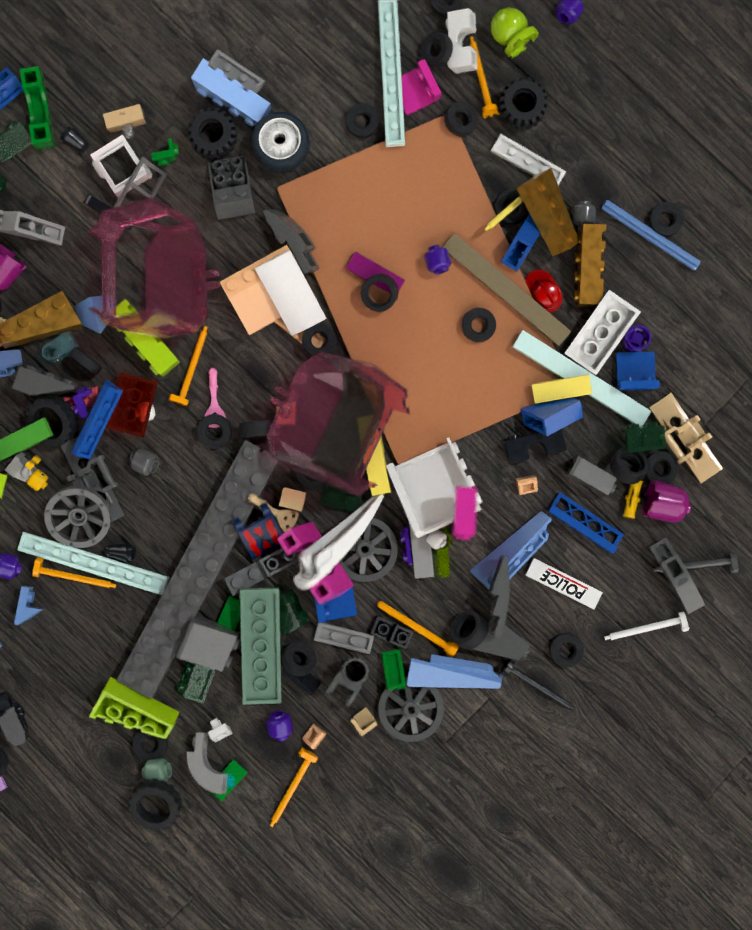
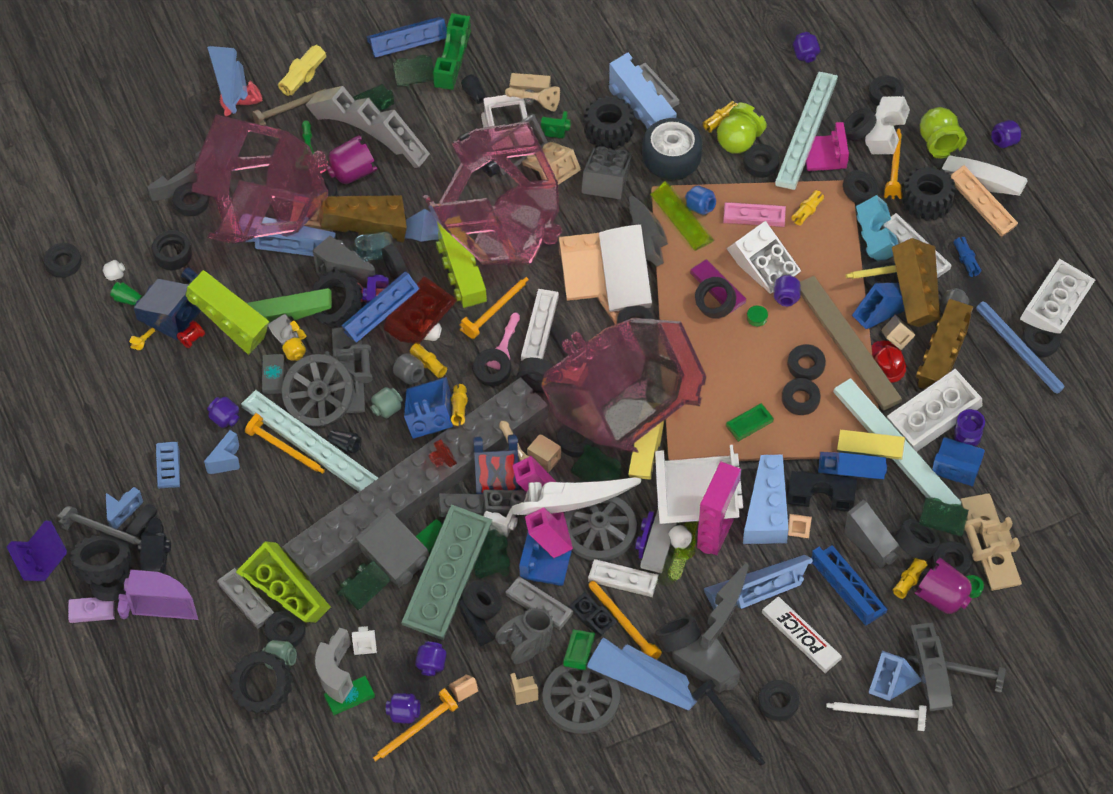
camera: 30 degrees right, 30 degrees down
(30, 508) = (272, 373): none -> dark grey tile
(33, 763) = (155, 595): none -> medium lavender piece
(113, 732) = (245, 598): none -> light grey tile
(140, 503) = (386, 402): none -> sand green head
(144, 129) = (541, 96): none -> tan piece
(157, 445) = (429, 360): none -> yellow pin
(179, 496) = (428, 408): none -> blue piece
(180, 194) = (560, 158): none -> tan bracket
(201, 479) = (459, 400): none -> yellow pin
(215, 548) = (442, 455): none -> clear red tile
(237, 373) = (540, 324): none -> white plate
(276, 778) = (403, 708): none -> dark purple head
(280, 580) = (502, 524): none -> white bracket
(308, 85) = (720, 114): none -> yellow pin
(316, 211) = (681, 216): none -> clear neon green slope
(327, 191) = (700, 200): none -> blue head
(333, 100) = (740, 129): none -> lime tile
(379, 185) = (754, 214): none -> bright pink tile
(402, 588) = (623, 578): none -> white tile
(404, 230) = (763, 256): none -> white slope
(420, 292) = (757, 316): none -> green tile
(423, 161) = (807, 207): none -> yellow pin
(452, 402) = (749, 422): none -> green tile
(481, 149) = (872, 216): none -> medium azure arch
(486, 349) = (798, 408): none -> black tyre
(495, 475) = (768, 509): none -> light blue wedge
(544, 262) = (898, 332): none -> tan panel
(564, 63) = (991, 177): none -> white slope
(572, 93) = (983, 201): none -> light nougat tile
(576, 156) = (967, 256): none -> blue pin
(647, 598) = (892, 677): none -> medium blue slope
(669, 174) = (1057, 298): none -> white slope
(685, 483) = (977, 586): none -> green tile

